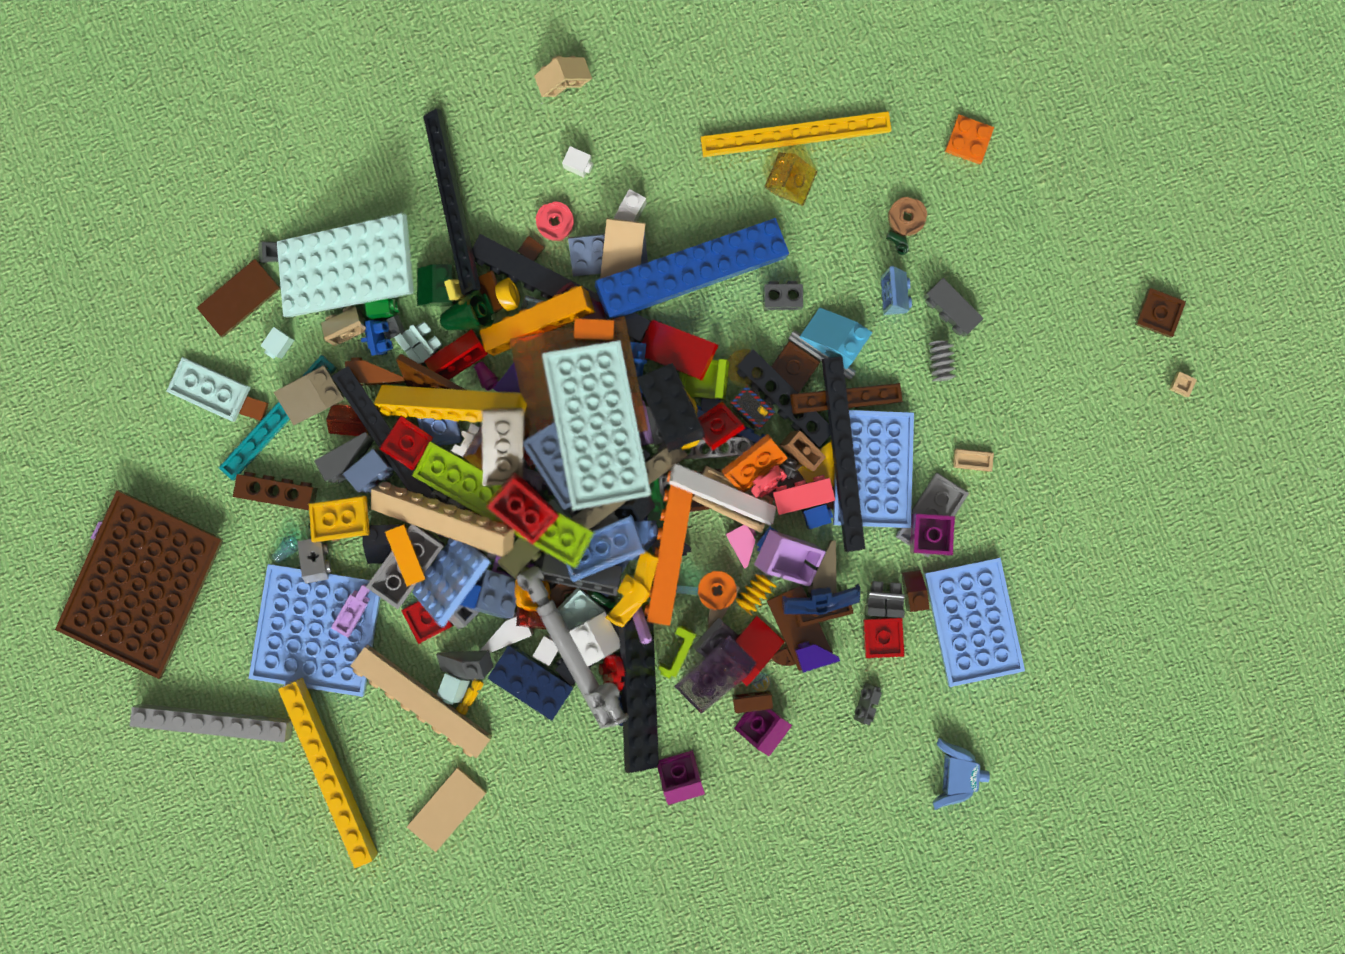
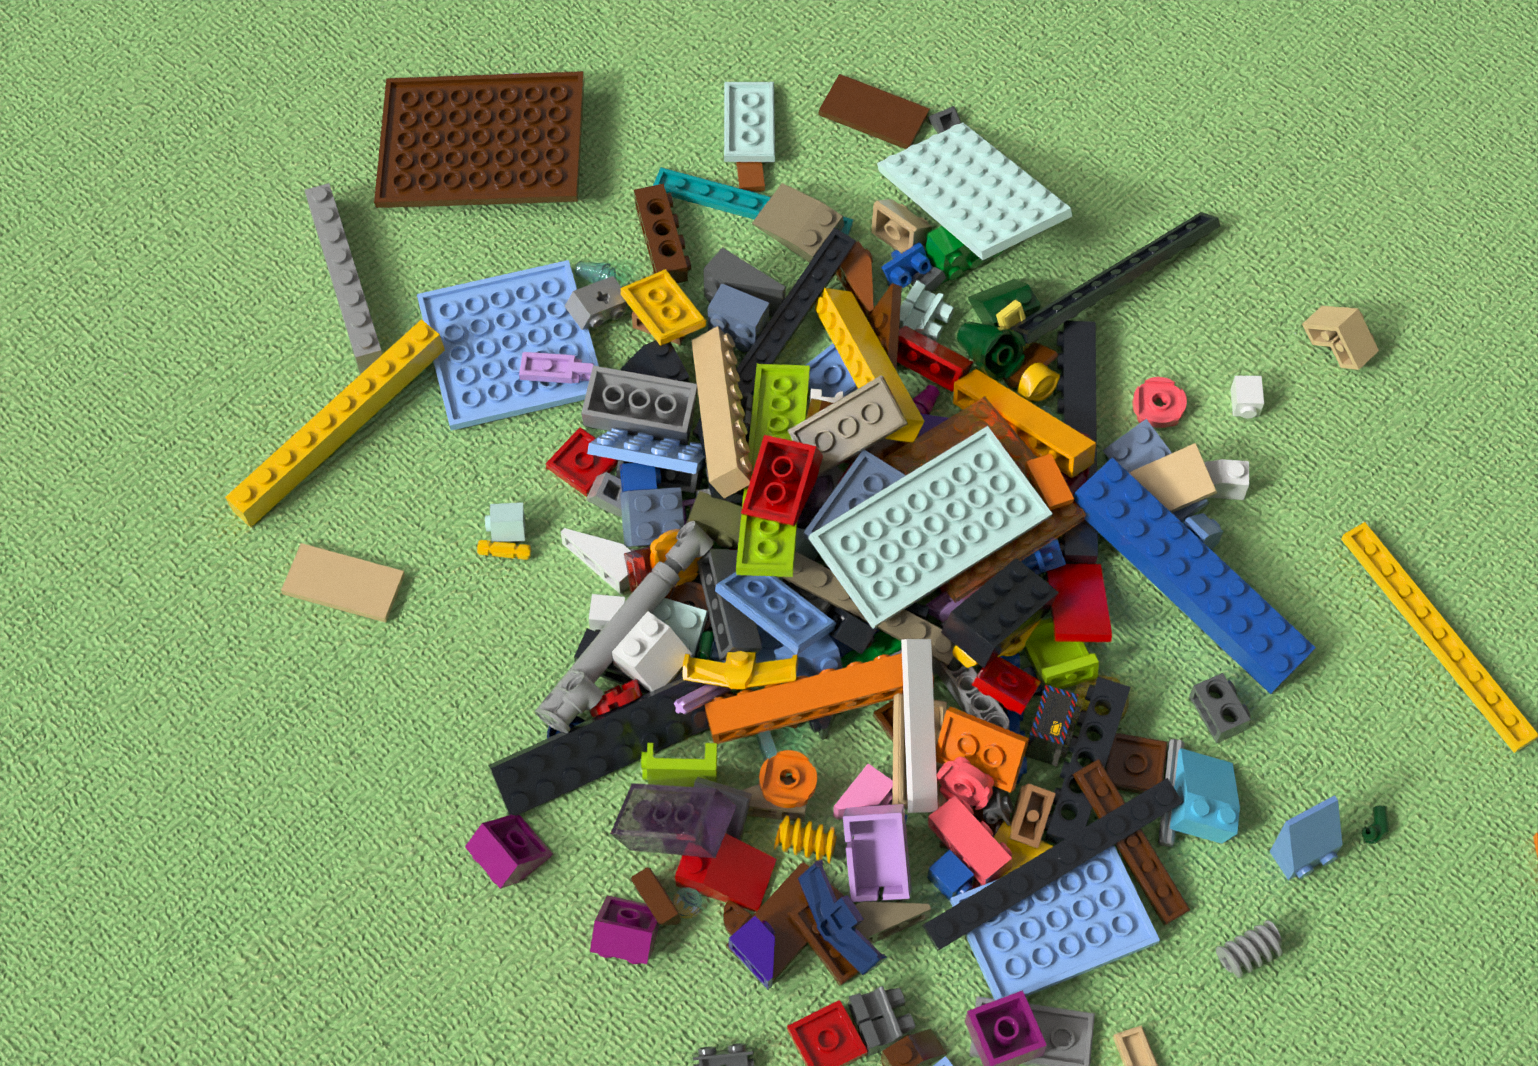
camera: 65 degrees right, 25 degrees down
(277, 343) = (841, 168): light aqua brick -> none
(344, 421) = (784, 268): clear red panel -> none
(405, 555) = (654, 391): light orange tile -> none
(406, 443) = (794, 340): red plate -> none
(421, 701) = (473, 492): tan brick -> none
(466, 663) = (548, 521): dark grey slope -> none
(530, 682) = (556, 610): dark blue brick -> none
(531, 249) = (1109, 391): reddish brown tile -> none
(663, 244) = (1205, 529): none -> medium blue slope
(791, 178) = (1378, 653): clear yellow slope -> none
(907, 205) = (1417, 837): medium nougat plate -> none
(953, 308) = (1330, 934): dark grey brick -> none

